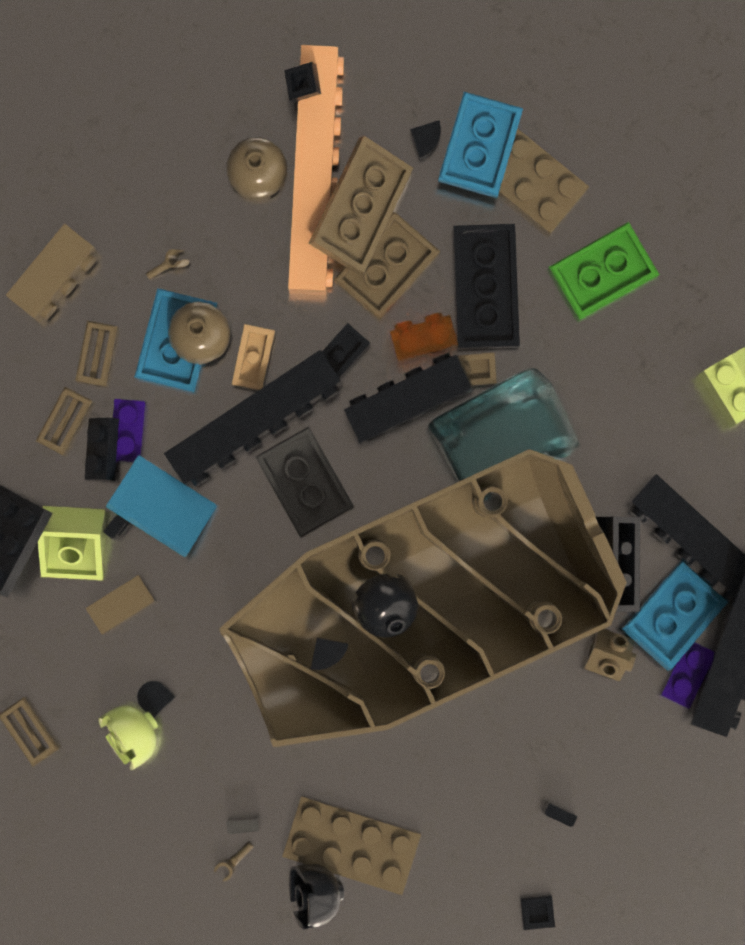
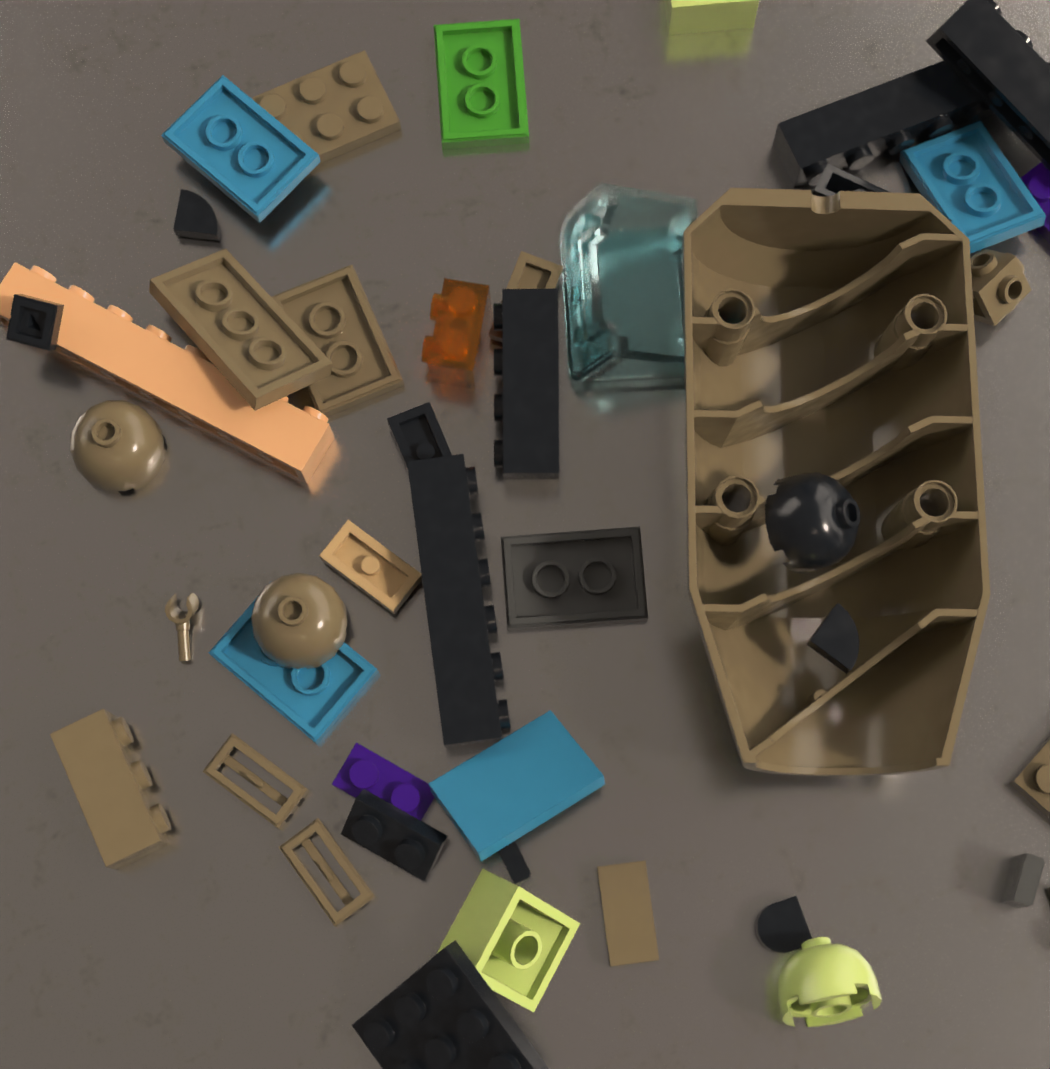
camera: 60 degrees left, 10 degrees down
(486, 286) = (427, 226): black plate -> none

